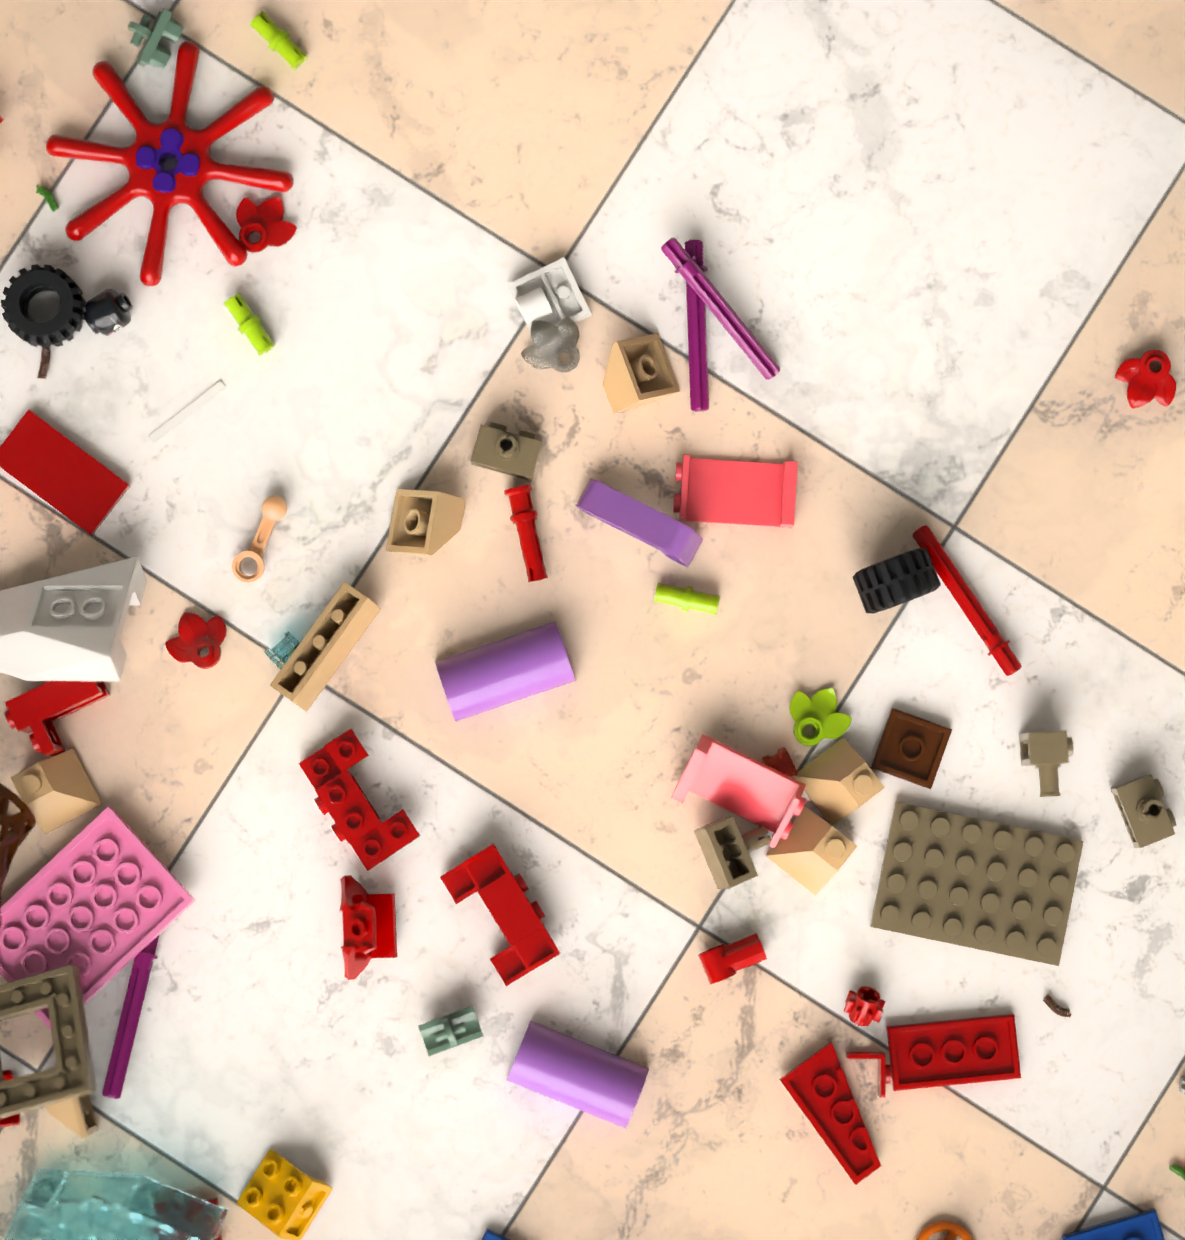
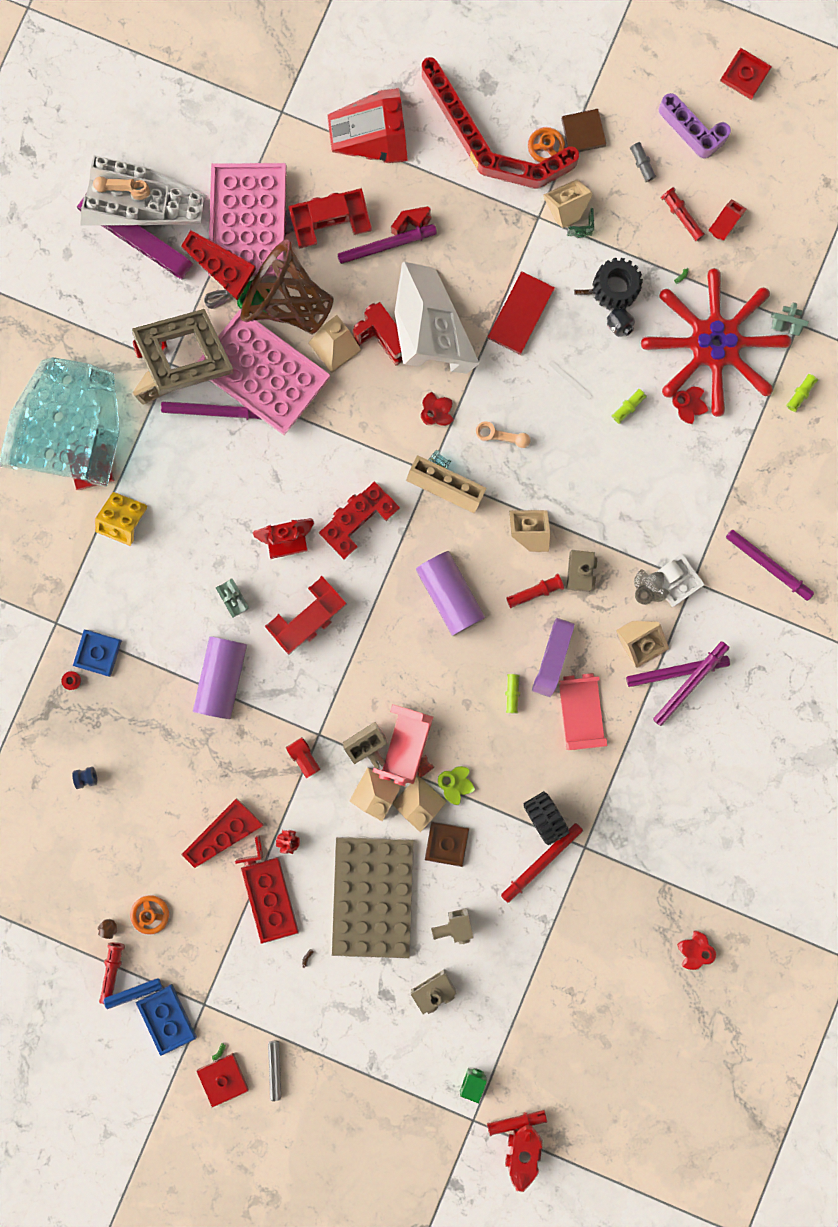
camera: 80 degrees right, 0 degrees up
(550, 145) = (770, 565): none -> magenta axle

